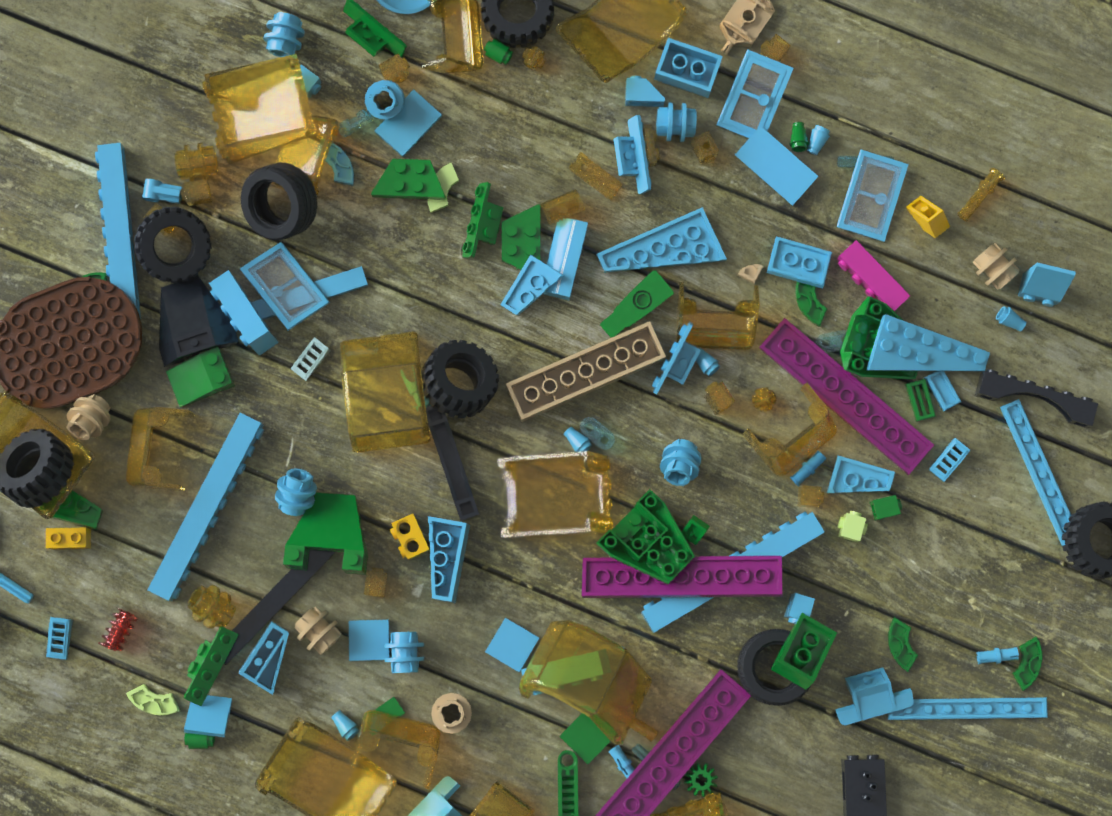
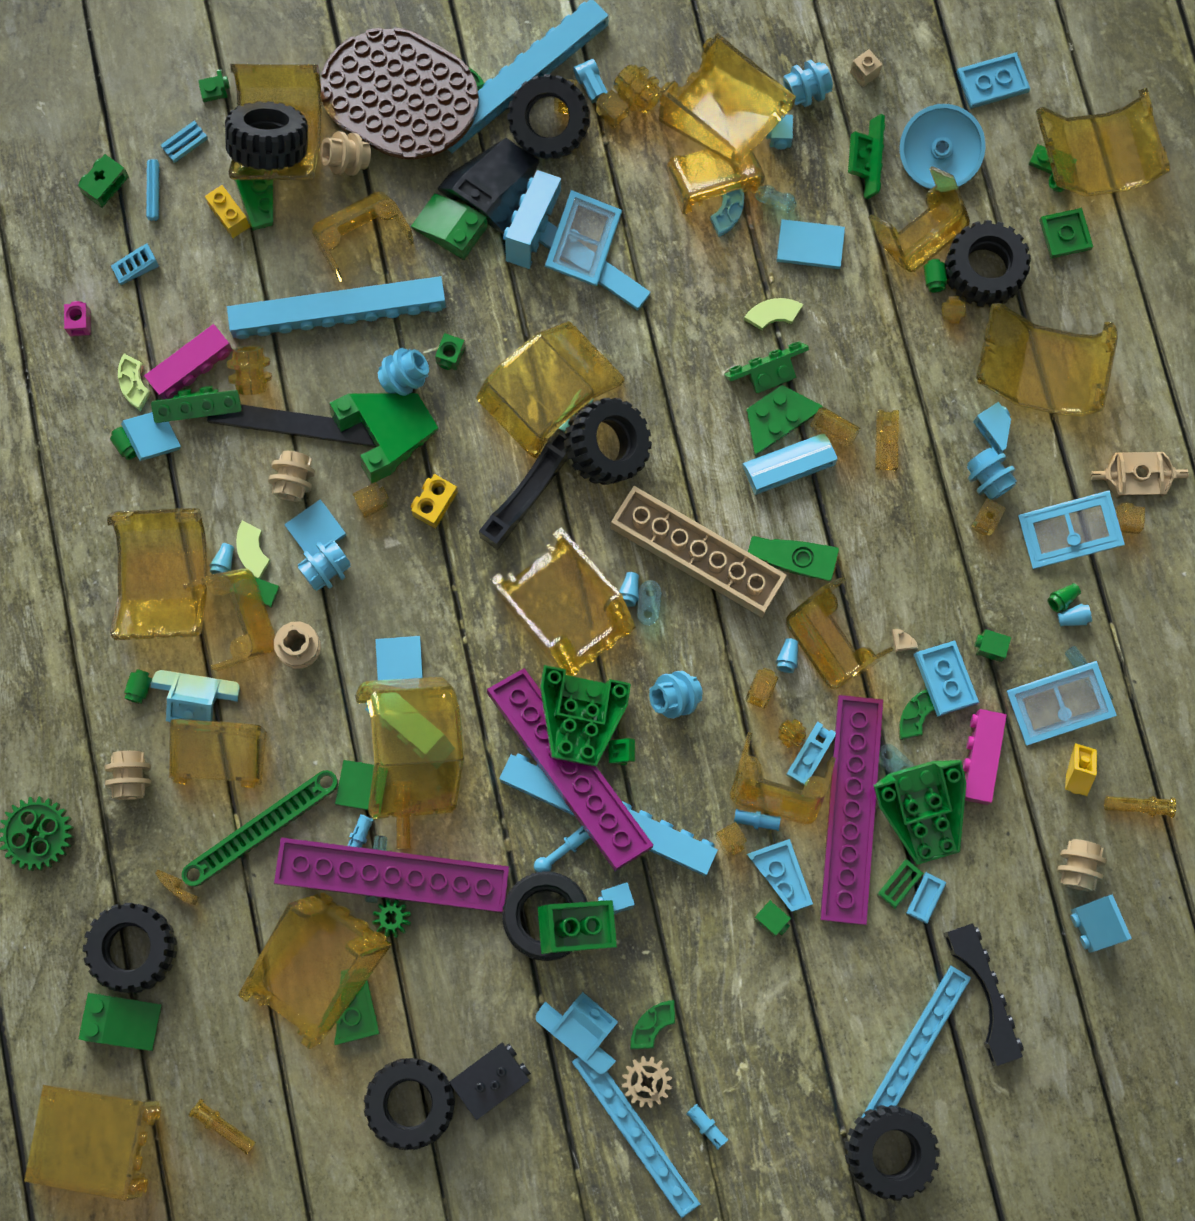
camera: 60 degrees right, 5 degrees down
(81, 710) = (81, 326): none -> dark pink brick
(118, 630) = (176, 308): clear red piece -> none
(170, 648) = (188, 363): none -> dark pink brick
(258, 211) = (669, 191): black tyre -> none
(266, 657) = (236, 449): medium azure wedge -> none
(298, 439) = (450, 343): none -> green brick
(320, 357) = (533, 313): light aqua slope -> none
(349, 699) = (249, 549): none -> yellowish green tile
(374, 105) = (803, 202): medium azure piece -> none
(395, 69) = (850, 198): clear yellow brick -> none
(409, 180) = (759, 279): green wing -> none
(447, 554) = (438, 544): medium azure wedge -> none
(530, 284) = (741, 447): medium azure wing -> none
(632, 155) = (930, 457): medium azure bracket -> none
(649, 137) = (959, 462): clear yellow plate -> none
(675, 243) = (878, 552): medium azure wing -> none
(680, 362) = (770, 630): medium azure bracket -> none
(688, 67) = (1050, 450): medium azure brick -> none
(735, 644) = (571, 842): none -> medium azure pin
(776, 165) = (1021, 594): medium azure tile -> none
(787, 396) = (810, 754): none -> medium azure plate
(798, 212) = (992, 645): none -> green brick
(852, 526) = (731, 899): yellowish green brick -> none
(914, 348) = (945, 842): medium azure wing -> none
(938, 684) = (660, 1073): none -> tan gear
(959, 457) = (863, 941): medium azure slope -> none
(1009, 318) = (1042, 916): medium azure cone -> none
(1030, 663) = (723, 1165): green tile -> none

